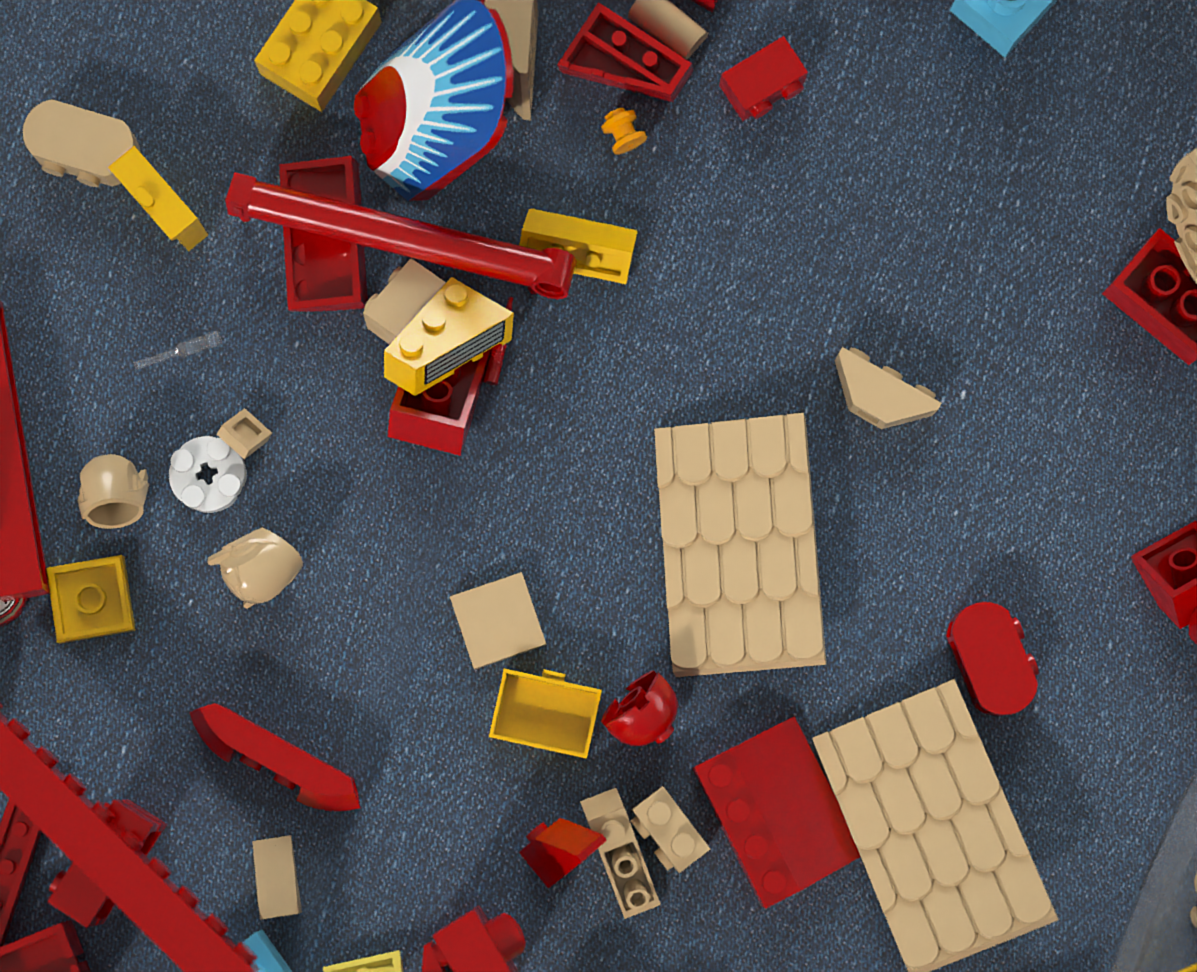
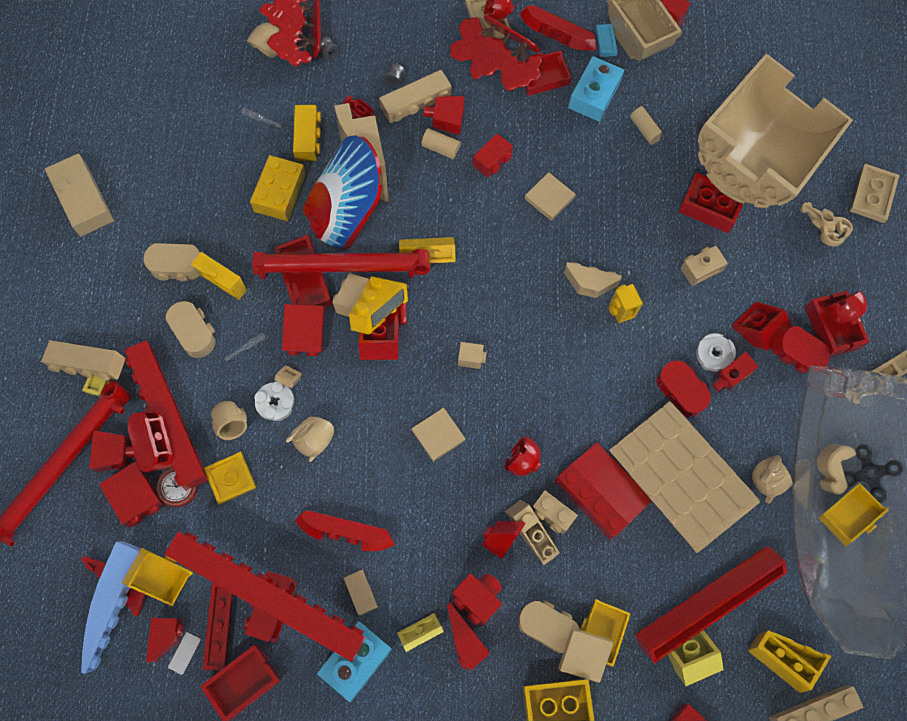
camera: 15 degrees left, 10 degrees down
(83, 290) = (191, 329): none -> tan brick
(295, 349) = (303, 329): none -> red brick
(545, 712) = (475, 472): yellow container -> none
(603, 484) = (471, 355): none -> tan brick
(620, 125) = (431, 190): light orange wheel -> none
(624, 57) = (426, 160): red wedge -> none
(739, 546) = (546, 367): tan piece -> none
(854, 194) = (550, 196): none -> tan tile
(929, 461) = (625, 303): none -> yellow brick
(1092, 621) = (708, 360): none -> white plate
(1095, 92) = (646, 125): none -> tan brick
(1100, 876) = (771, 477): none -> tan helmet
(1114, 421) = (704, 265): none -> tan brick
(1115, 651) = (739, 369): none -> red torso

